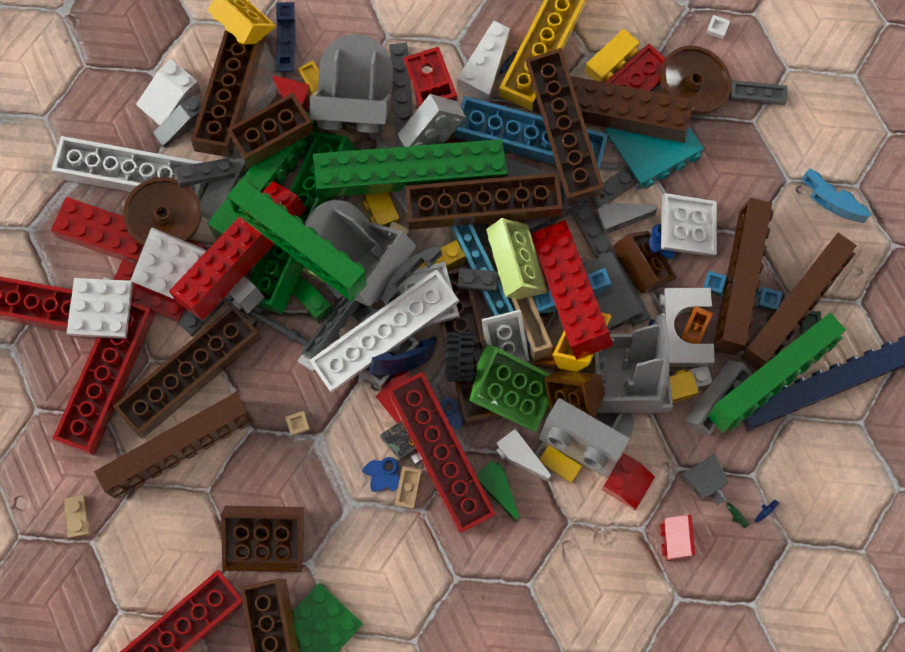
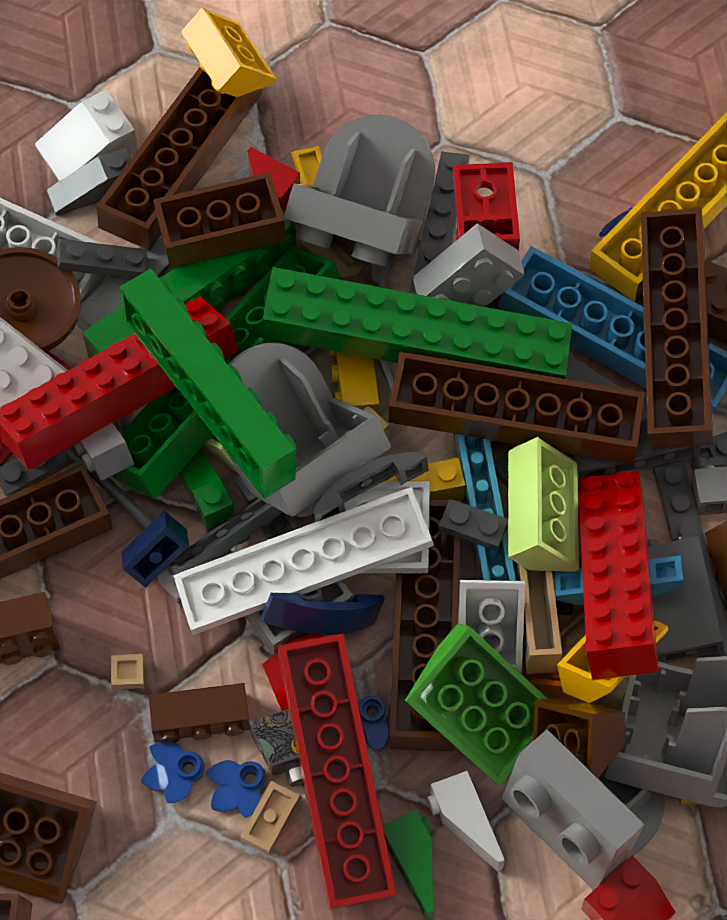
camera: 15 degrees right, 10 degrees down
(286, 37) = (289, 103): dark blue slope -> none
(292, 345) = (155, 549): none -> dark blue brick
(340, 476) = (169, 772): none -> blue plate
(348, 437) = (199, 713): none -> reddish brown brick
(459, 357) = (408, 628): black tyre -> none
(484, 65) = (579, 214): white wedge -> none
(560, 464) = (525, 849): yellow tile -> none

